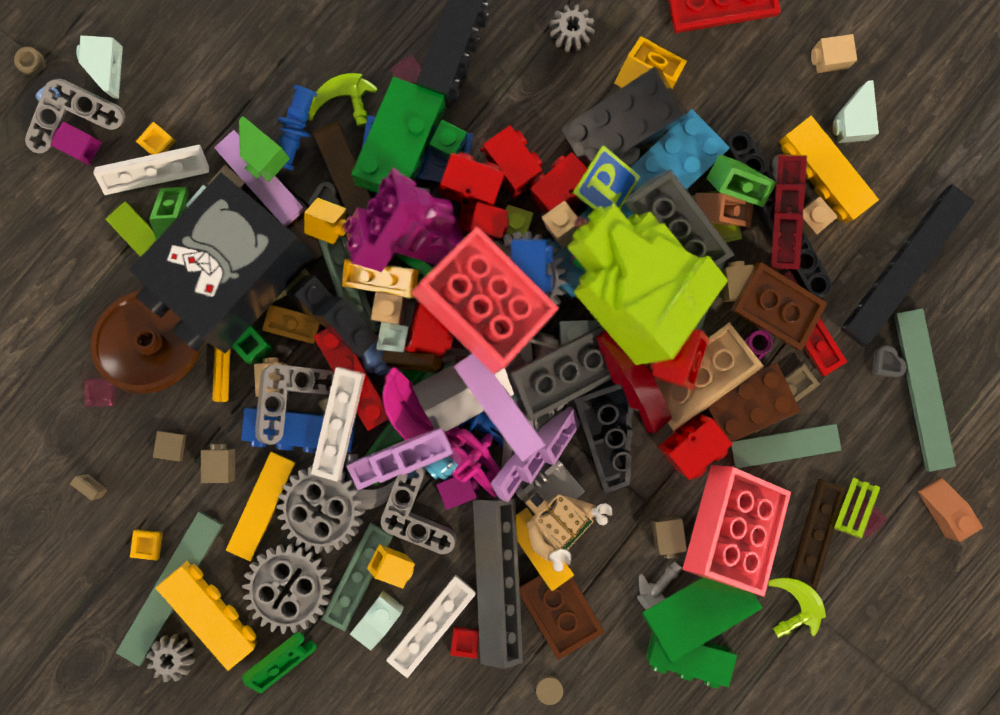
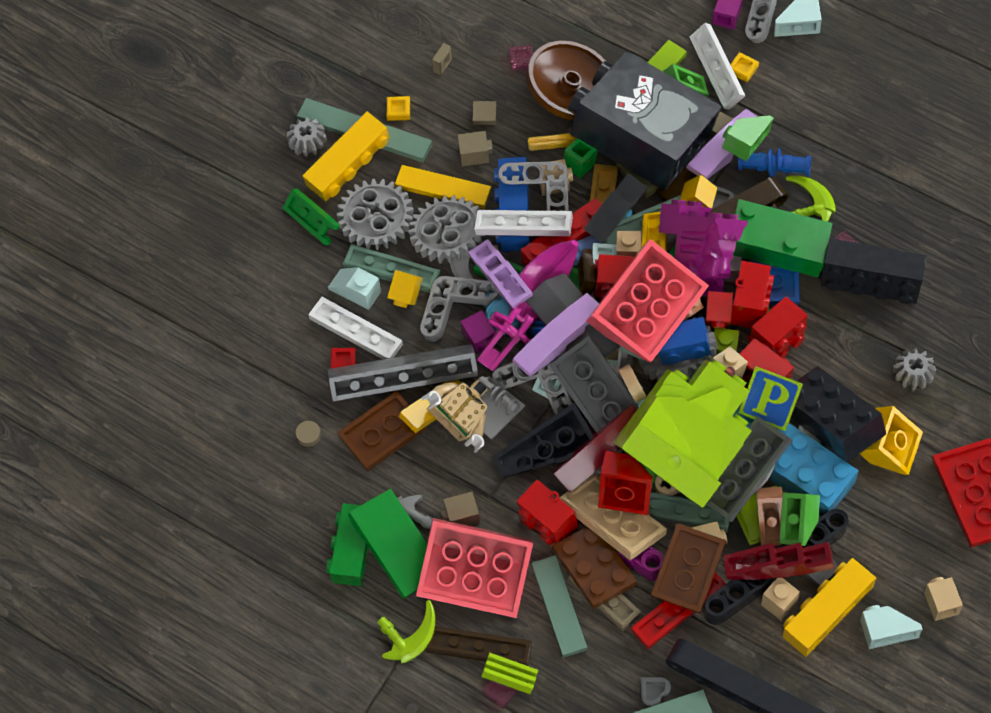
camera: 85 degrees right, 25 degrees down
(448, 140) = (786, 277): green brick -> none
(555, 436) = (527, 390): lavender slope -> none
(574, 332) = (632, 383): none -> tan beam

